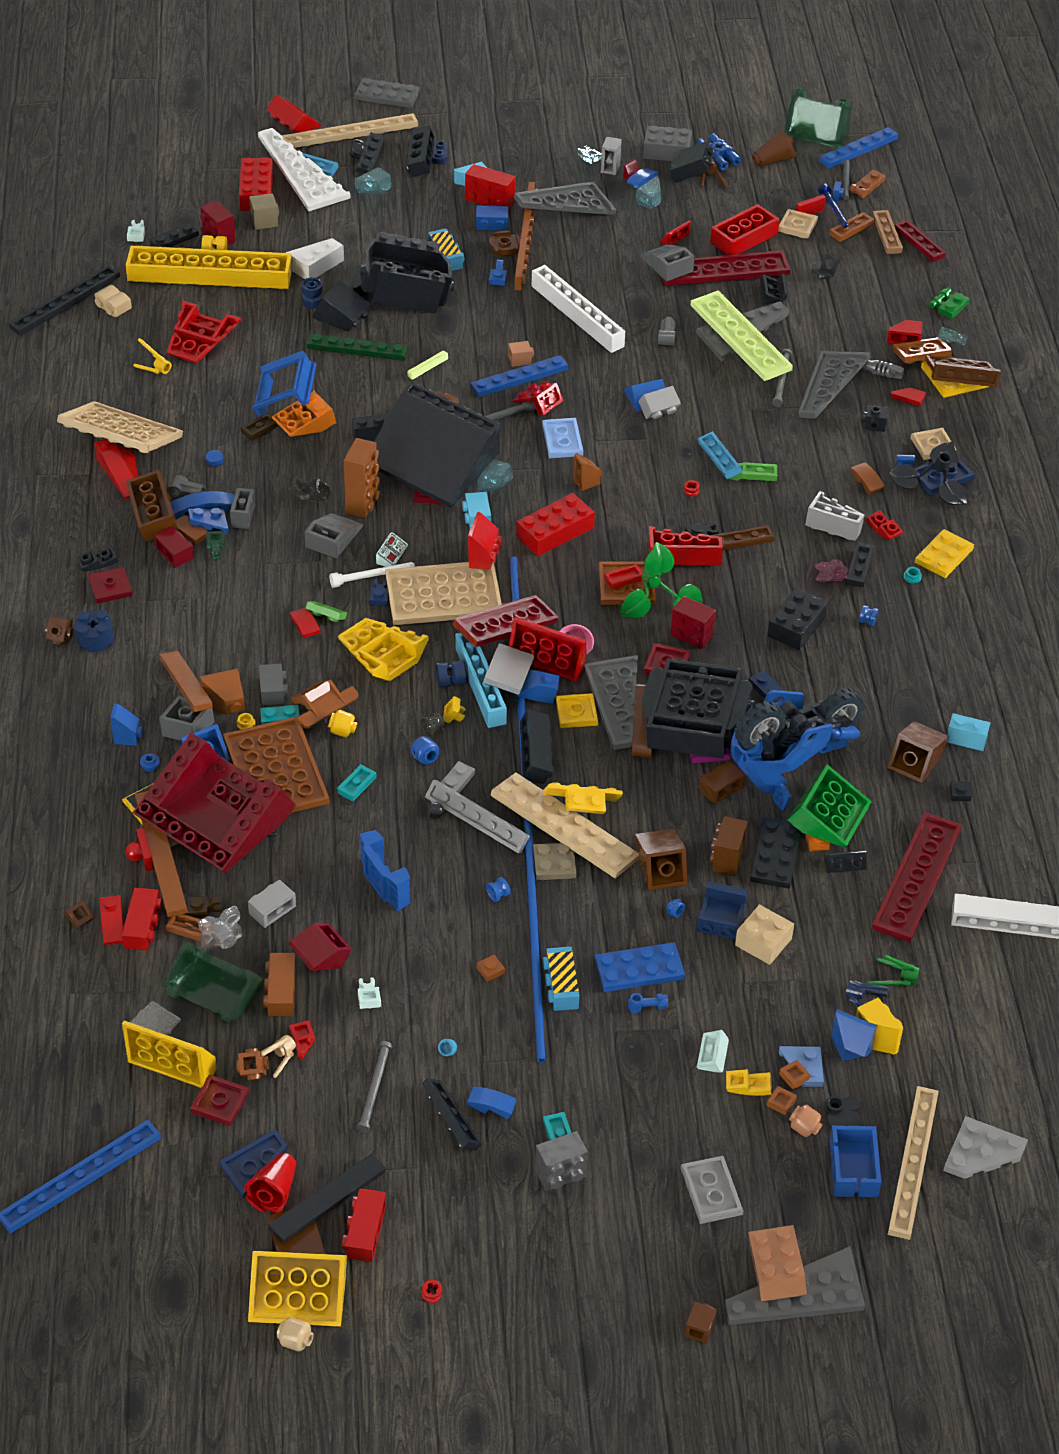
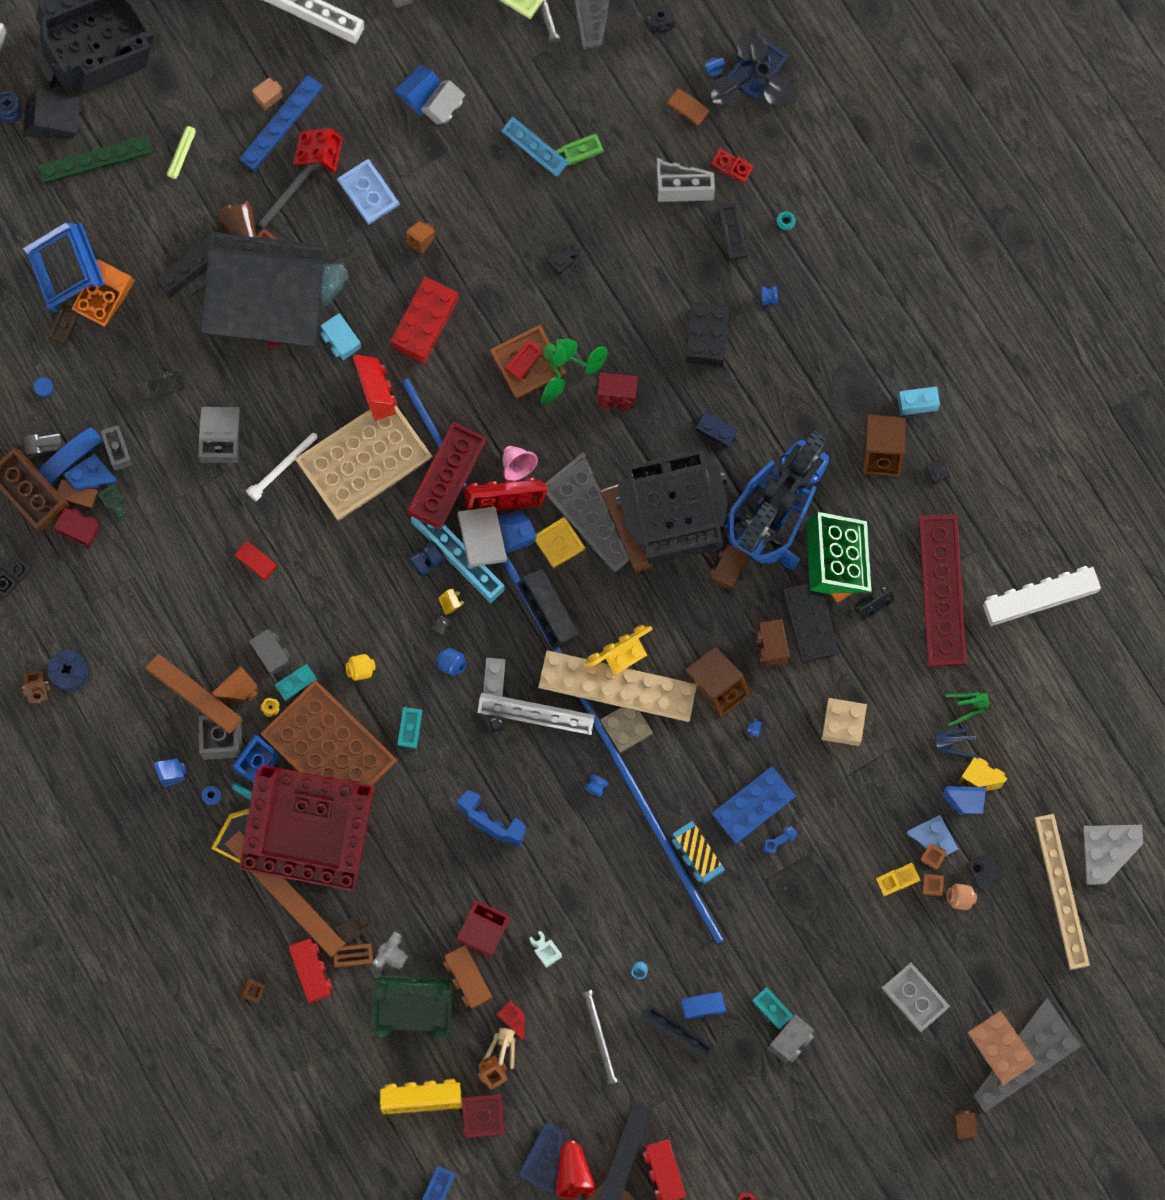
camera: 30 degrees left, 30 degrees up
(110, 585) = (44, 603): dark red plate -> none
(111, 919) = (286, 986): red slope -> none
(140, 850) = (263, 900): red tile -> none
(156, 1018) = (381, 1065): clear piece -> none
(271, 903) = (413, 900): light grey brick -> none
(321, 701) = (326, 649): dark orange plate -> none
(332, 613) = (268, 536): bright green plate -> none
(361, 478) = (219, 366): dark orange brick -> none
(379, 594) = (303, 489): dark blue plate -> none
(383, 649) = (344, 558): yellow wedge -> none
(391, 551) = (286, 429): slope -> none
(490, 968) = (631, 869): dark orange plate -> none
(659, 655) = (612, 445): dark red plate -> none
(688, 548) = (560, 295): red wedge -> none
(691, 488) = (526, 196): red bush -> none
(713, 1051) = (854, 862): light aqua slope -> none
(722, 910) = (795, 713): dark blue panel -> none
(746, 537) = (602, 250): reddish brown tile -> none
(831, 571) = (705, 251): clear pink plate -> none
(855, 1161) = (1018, 919): blue piece -> none
(927, 440) = (729, 26): tan plate -> none
(944, 553) = (802, 174): yellow plate -> none

